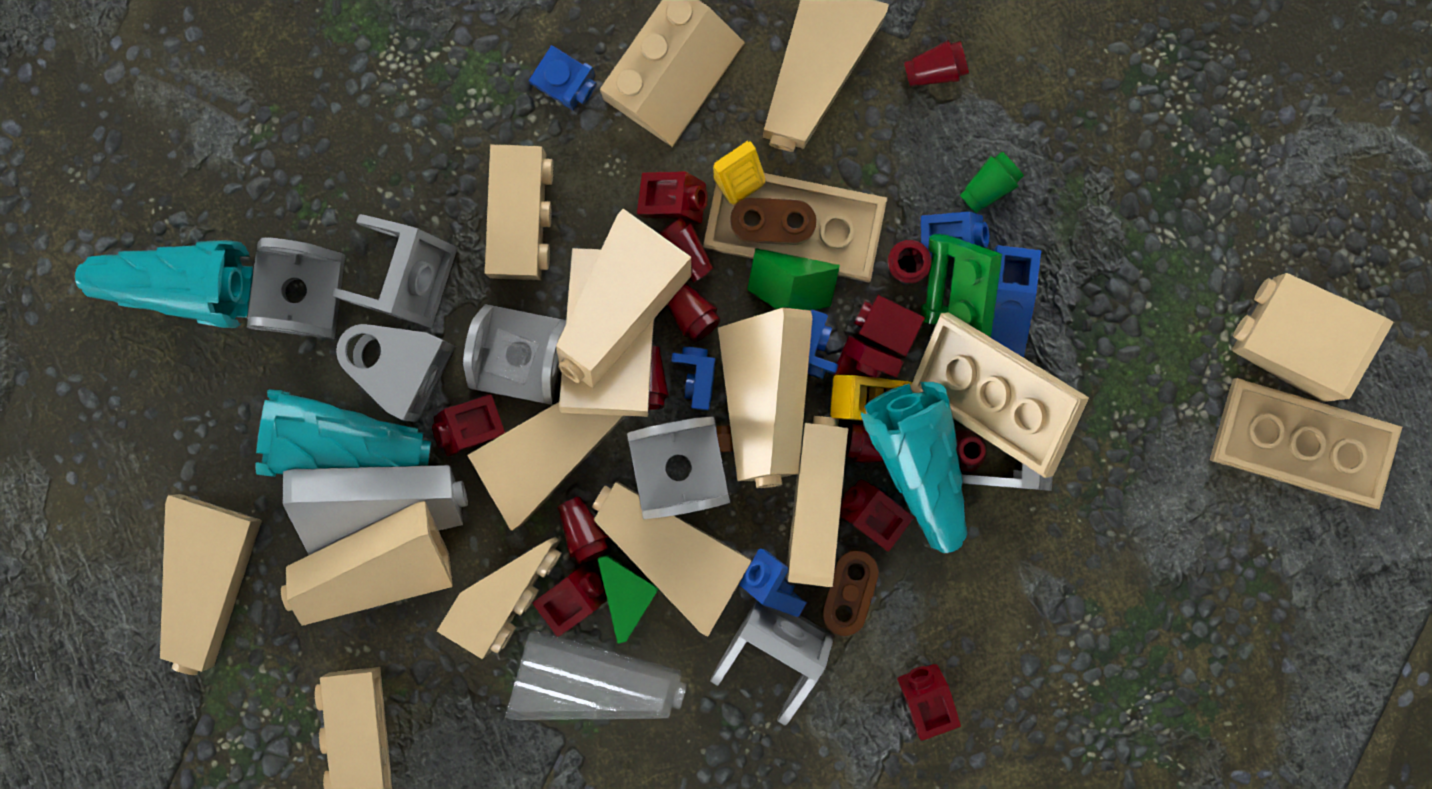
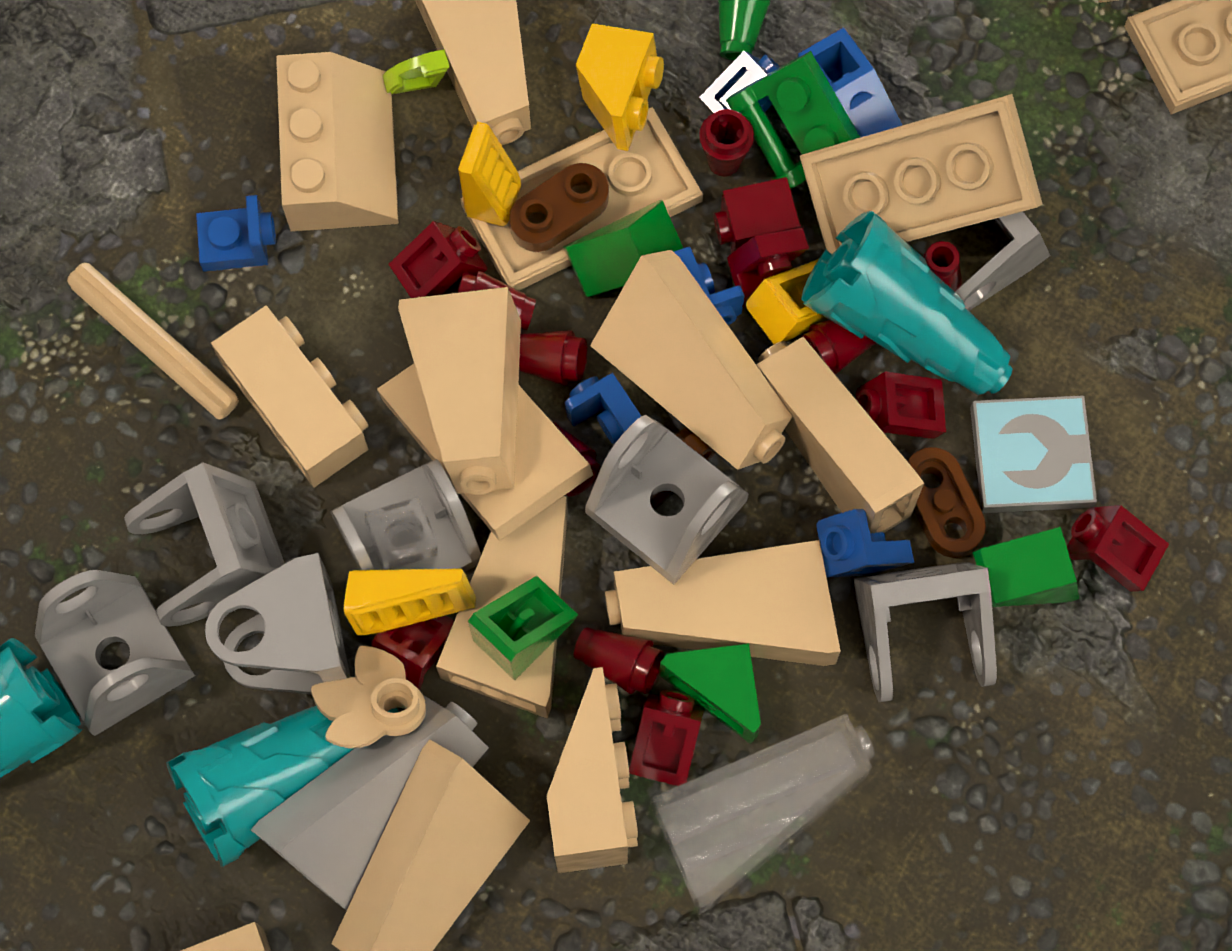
camera: 45 degrees left, 15 degrees down
(408, 442) = (362, 702): none -> tan plate
(463, 107) = (153, 341): none -> tan axle
(466, 394) = (402, 597): none -> yellow slope
(532, 475) = (521, 625): none -> green slope
(756, 59) = (416, 73): none -> lime tile
(858, 679) = (1030, 570): none -> green slope
(878, 161) = (616, 79): none -> yellow slope
(930, 605) = (1033, 454): none -> tile

